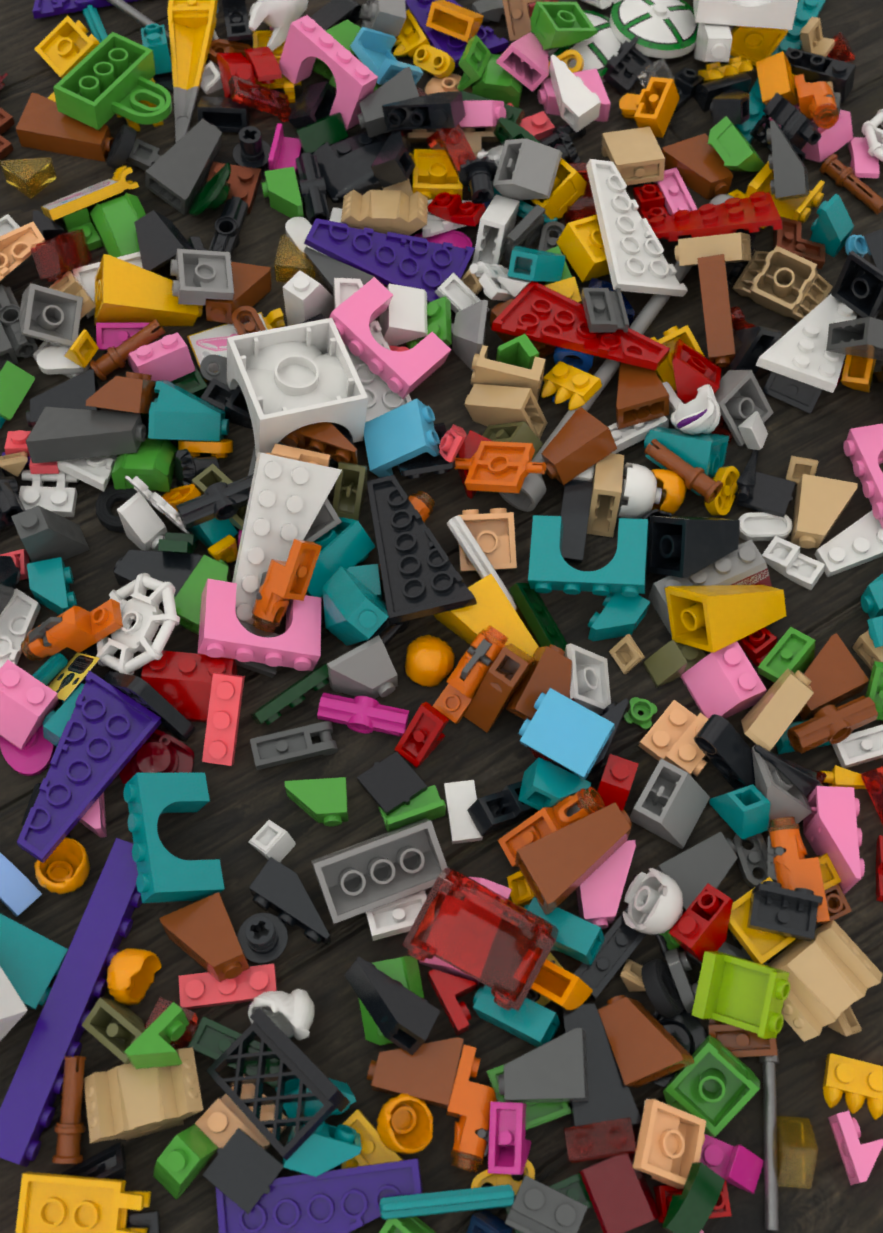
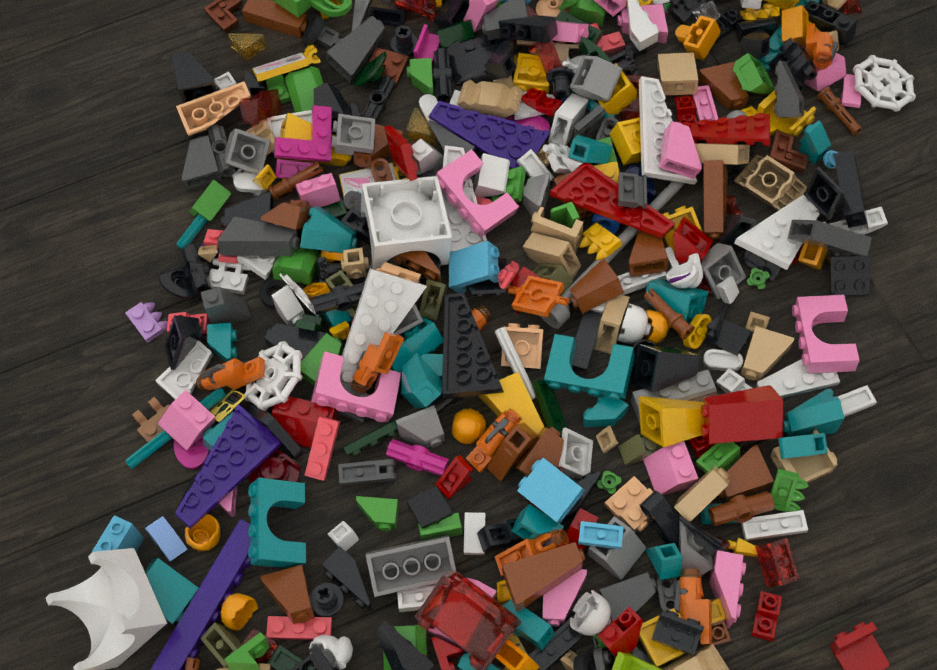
camera: 15 degrees right, 0 degrees up
(147, 303) = (313, 150): none -> dark pink plate
(231, 452) = (354, 263): none -> tan brick
(275, 291) = (401, 152): none -> red plate
(648, 787) = (600, 535): none -> medium azure plate
(659, 252) = (679, 151): none -> bright pink slope
(790, 404) = (755, 272): none -> bright green plate
(814, 595) = (743, 416): none -> red slope

